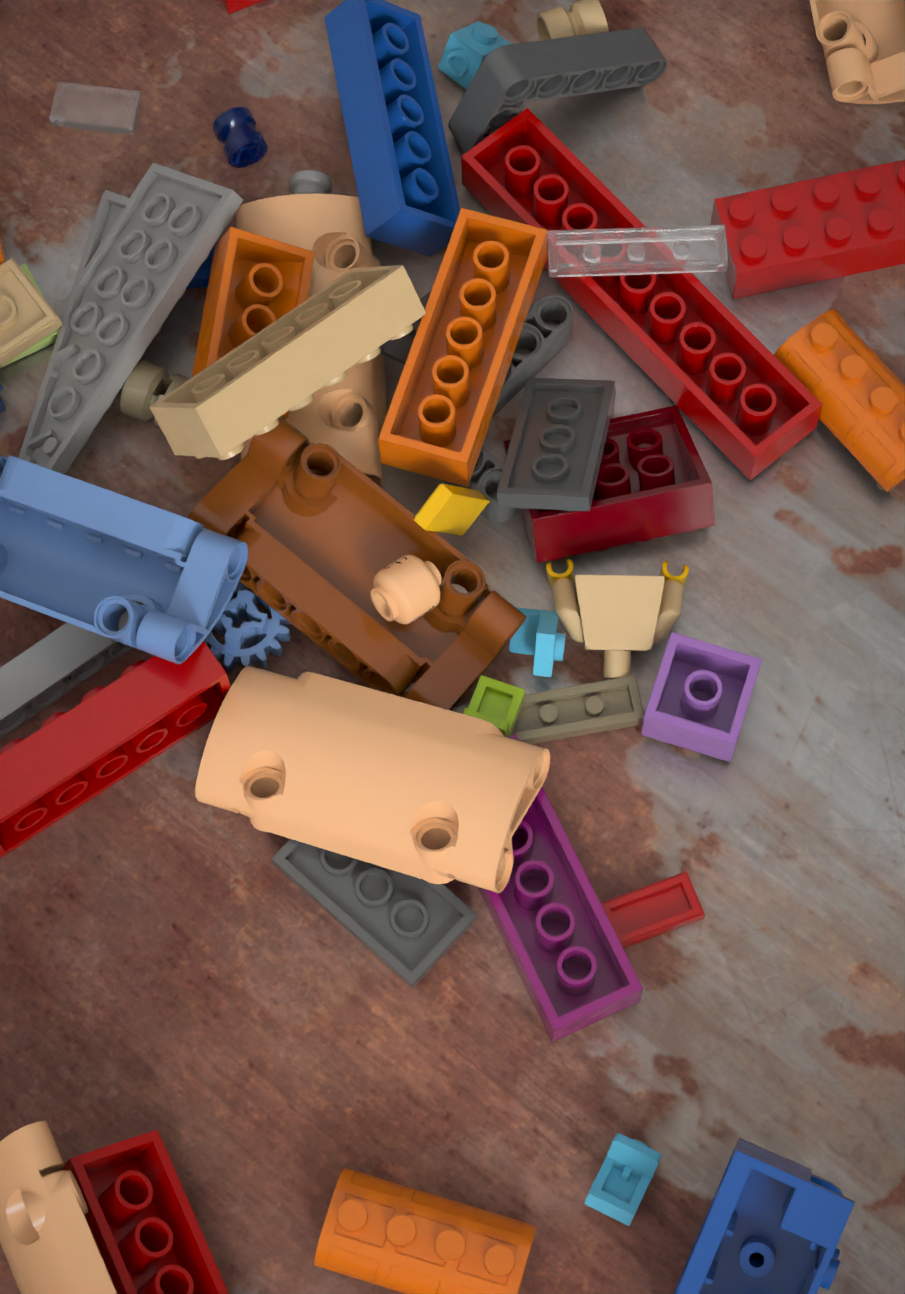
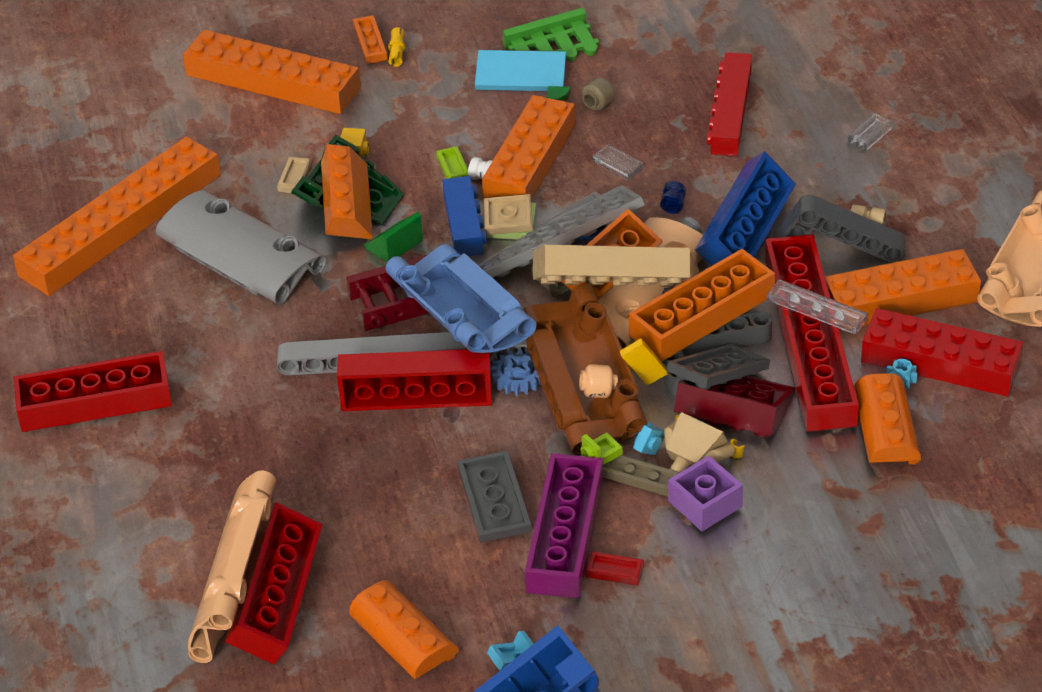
camera: 35 degrees right, 25 degrees down
(371, 776) = (522, 441): light nougat panel -> none
(717, 127) = (909, 285): none -> orange brick
(823, 286) = (905, 370): none -> medium azure gear

